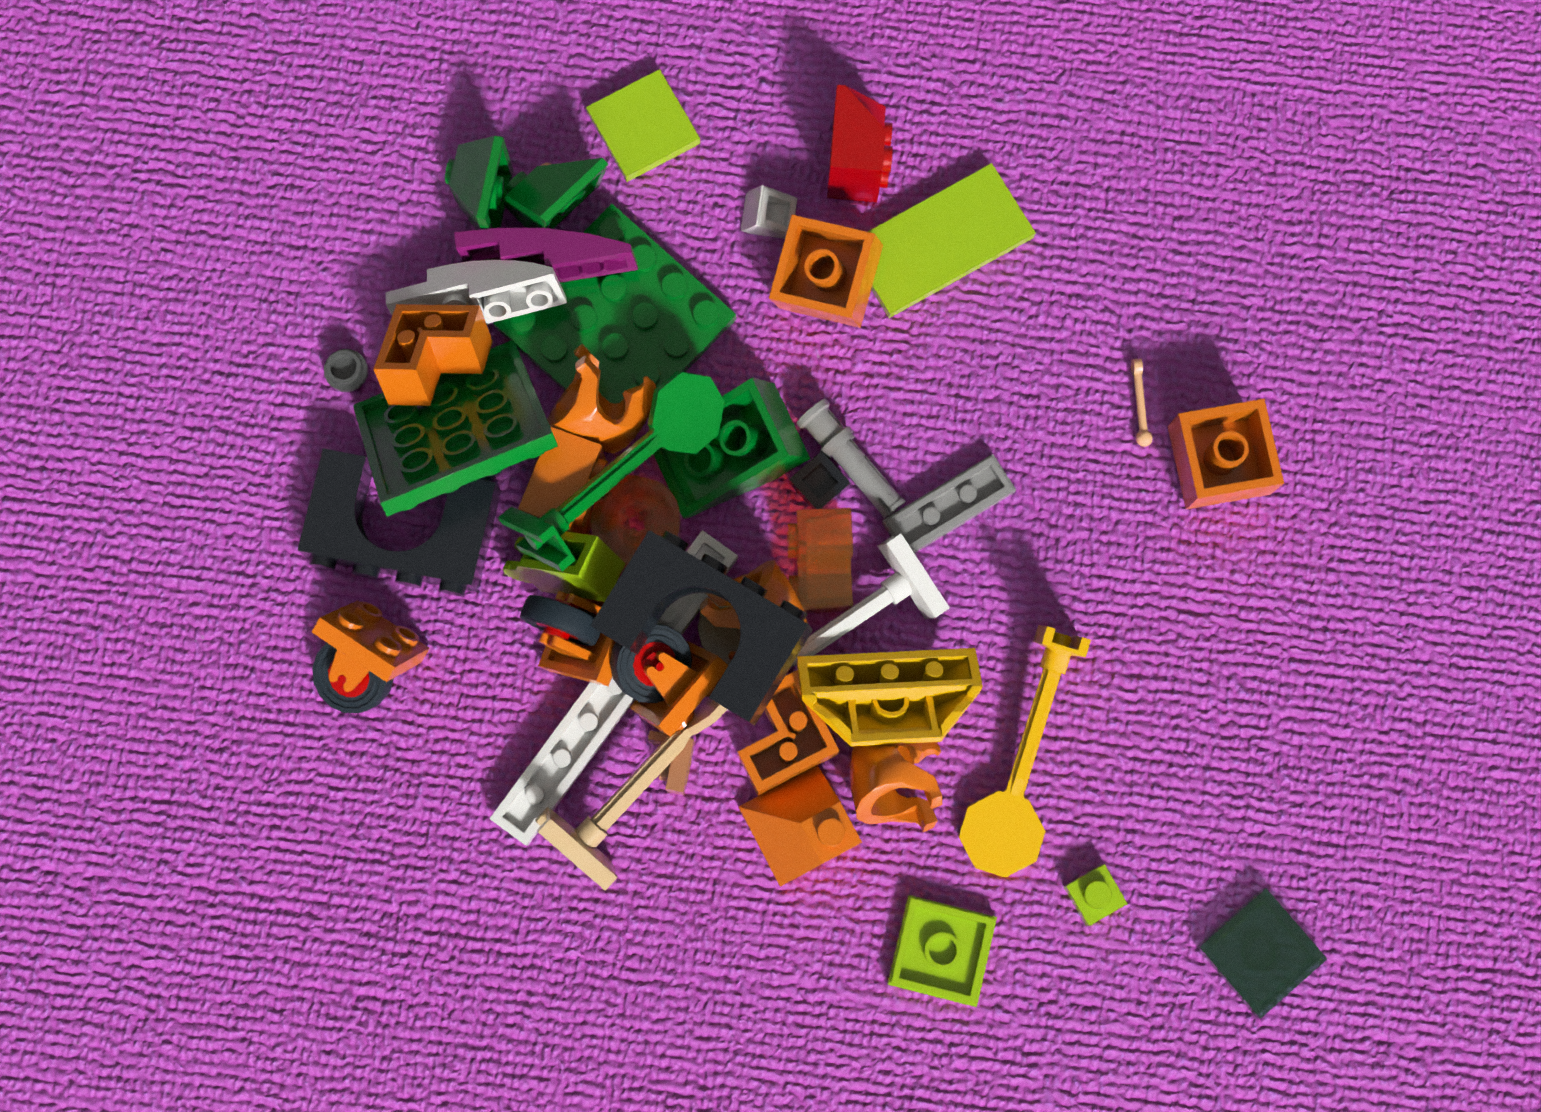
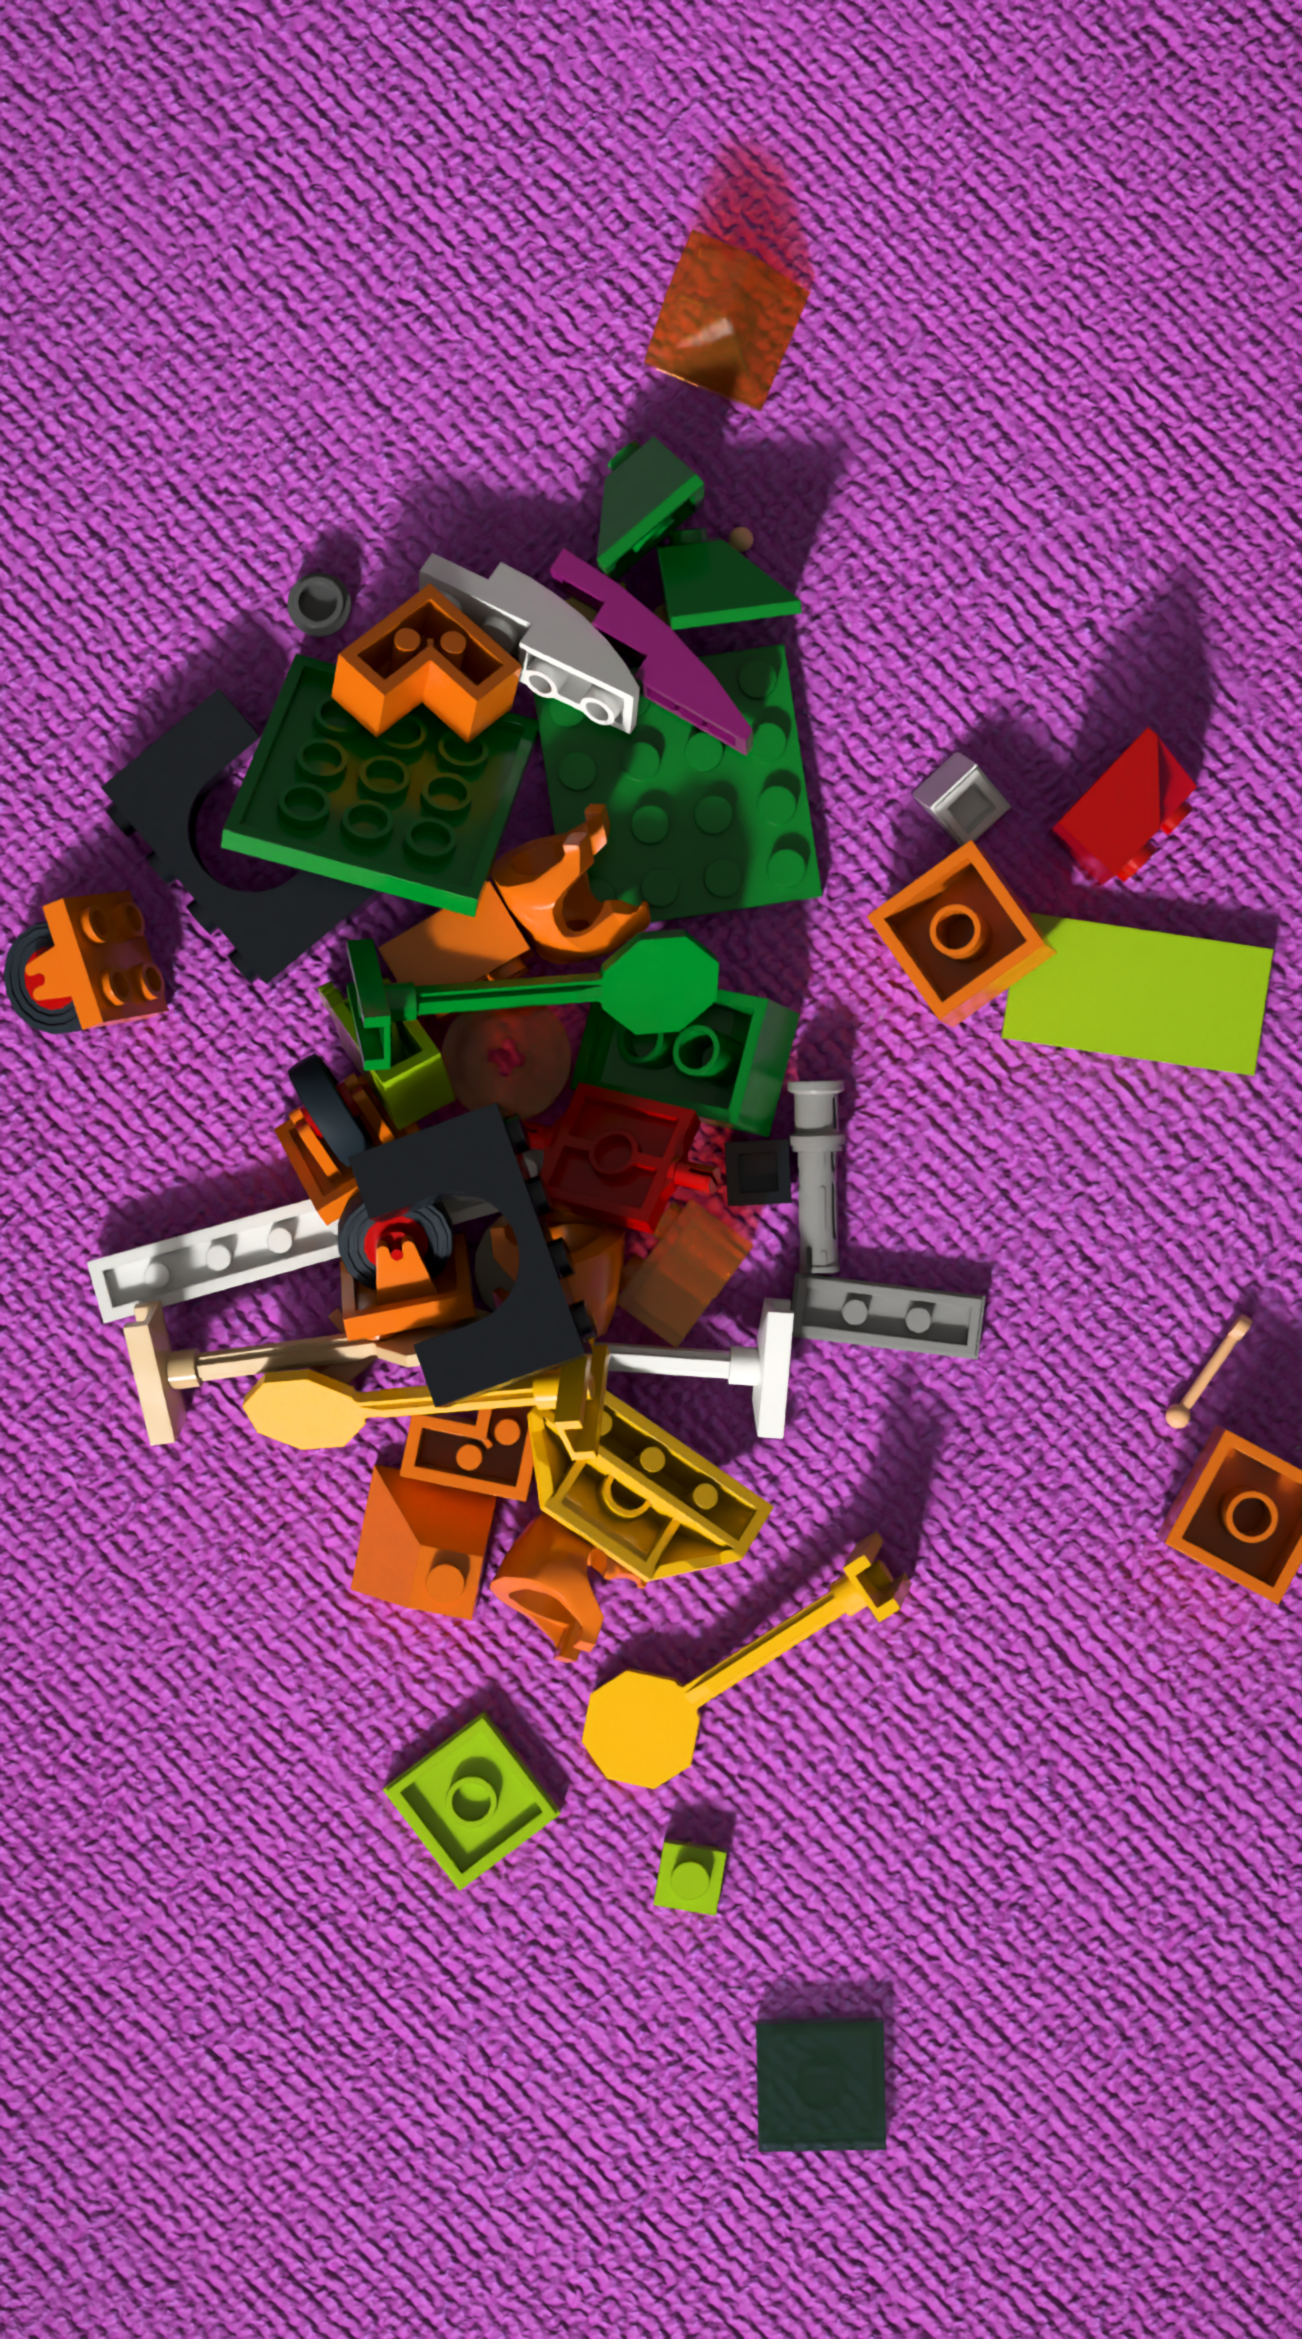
camera: 40 degrees right, 10 degrees up
(450, 67) = (725, 321): none -> clear orange slope
(643, 125) = (899, 572): lime tile -> none
(686, 793) = (325, 1413): none -> yellow piece
(742, 521) = (619, 1157): none -> red plate

